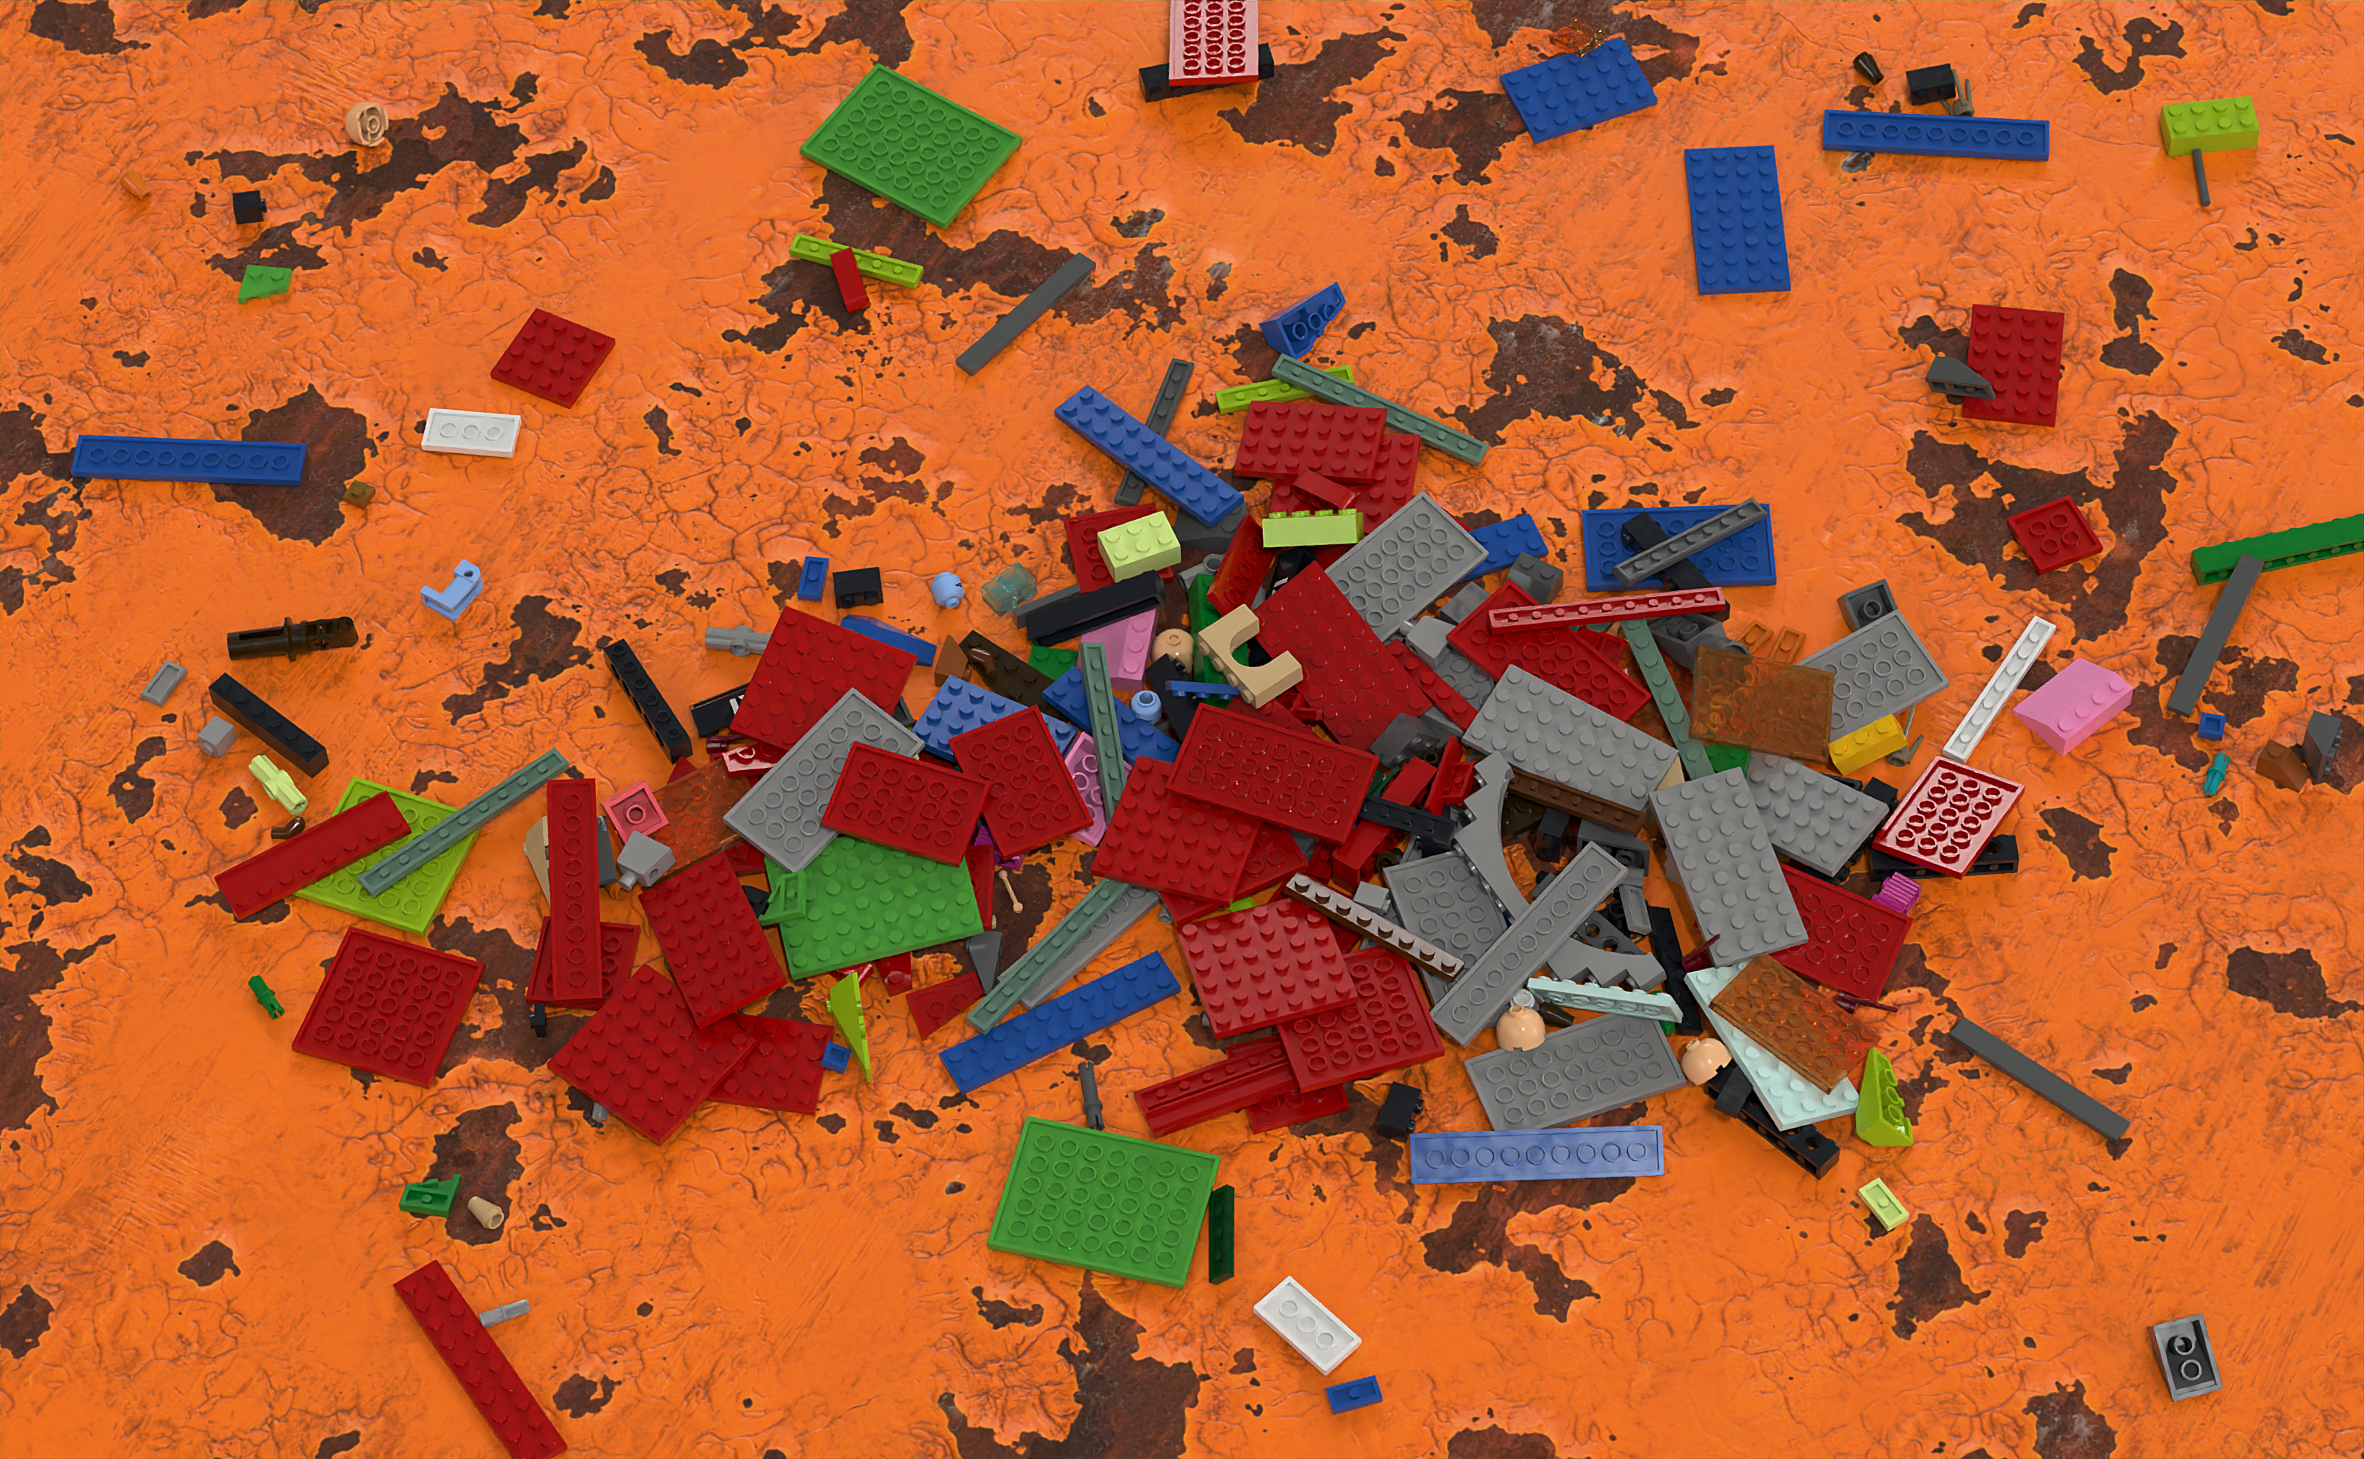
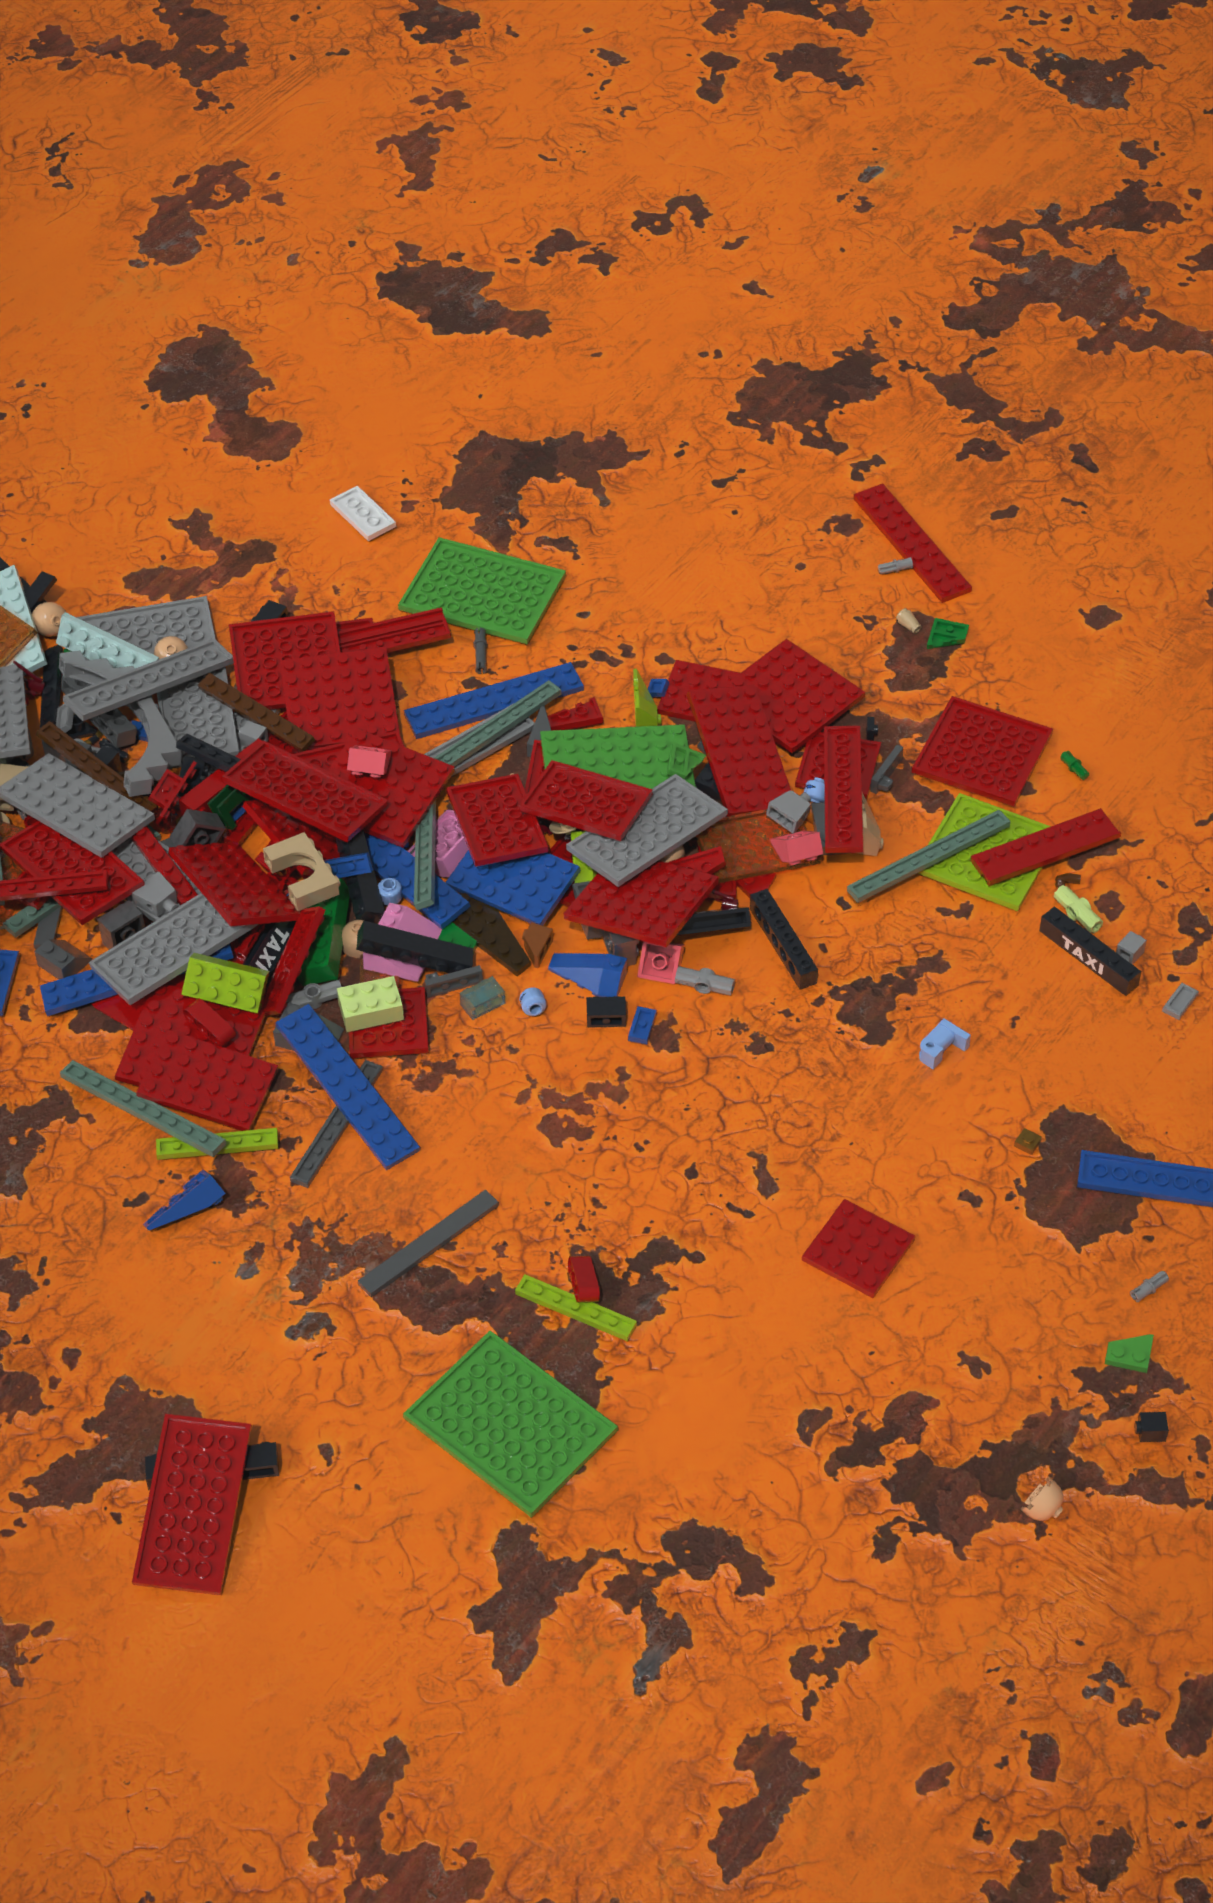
camera: 175 degrees left, 5 degrees down
(236, 347) = (1149, 1286): none -> light grey axle
(292, 638) = (1075, 1012): dark brown piece -> none
(471, 432) = (931, 1181): white plate -> none
(526, 944) = (881, 779): none -> dark grey hinge
(613, 908) = (816, 790): none -> light blue head
(984, 657) = (512, 940): reddish brown arm -> none
(1199, 840) = (368, 760): none -> coral slope
(1221, 1234) = (407, 563): dark green plate -> none
(1354, 1395) = (342, 476): blue plate -> none
(1536, 1154) = (184, 584): plate -> none

